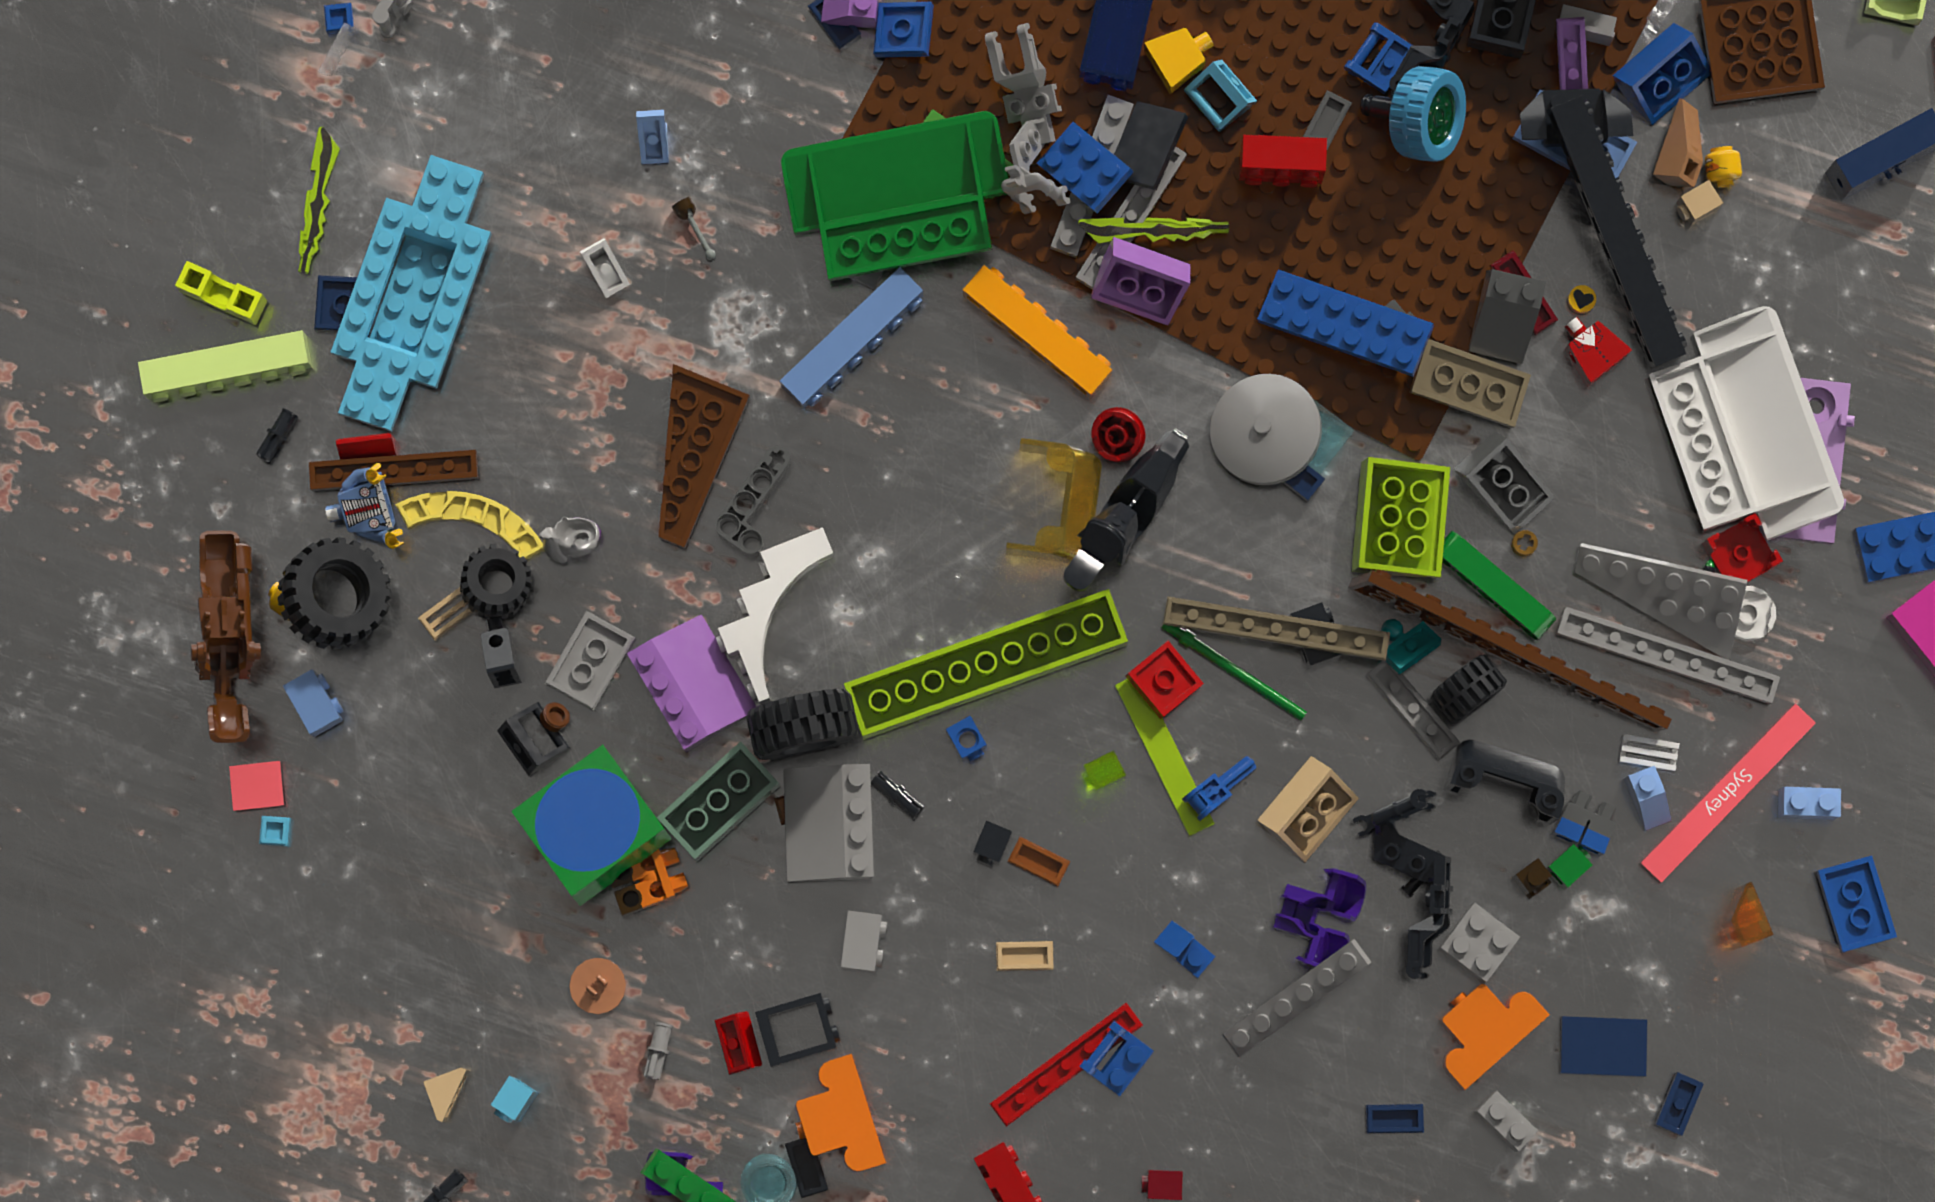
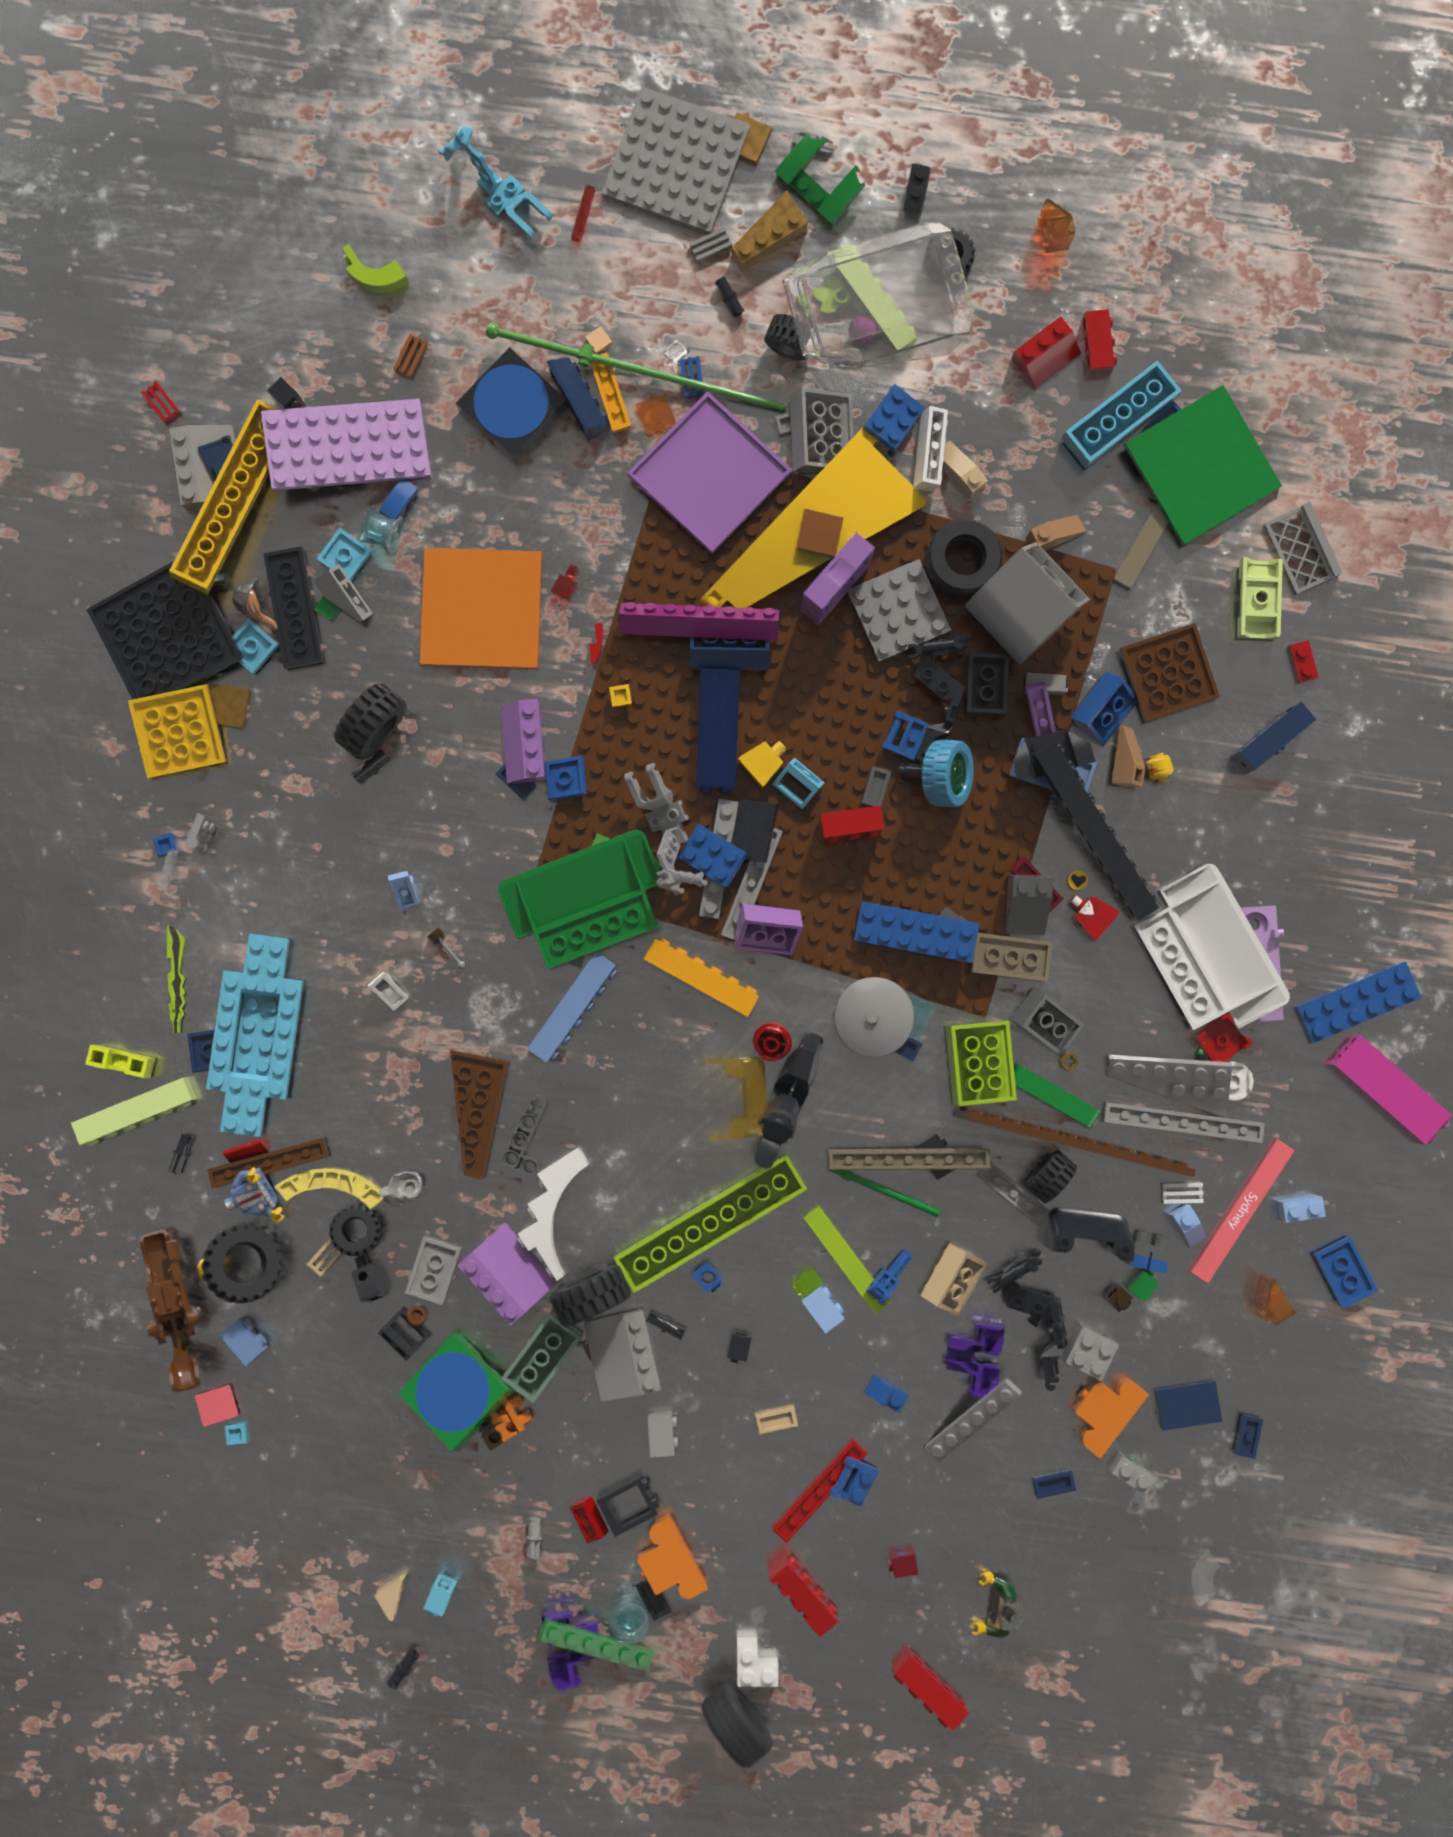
camera: 15 degrees left, 5 degrees up
(597, 986) = (483, 1498): nougat piece -> none
(1038, 861) = (773, 1352): dark orange tile -> none
(1104, 229) = (770, 889): lime sword -> none
(1119, 813) = (823, 1309): none -> light blue brick
(1164, 679) = (837, 1208): red plate -> none
(1409, 647) = (1003, 1151): teal plate -> none
(1698, 203) = (1147, 797): tan brick -> none

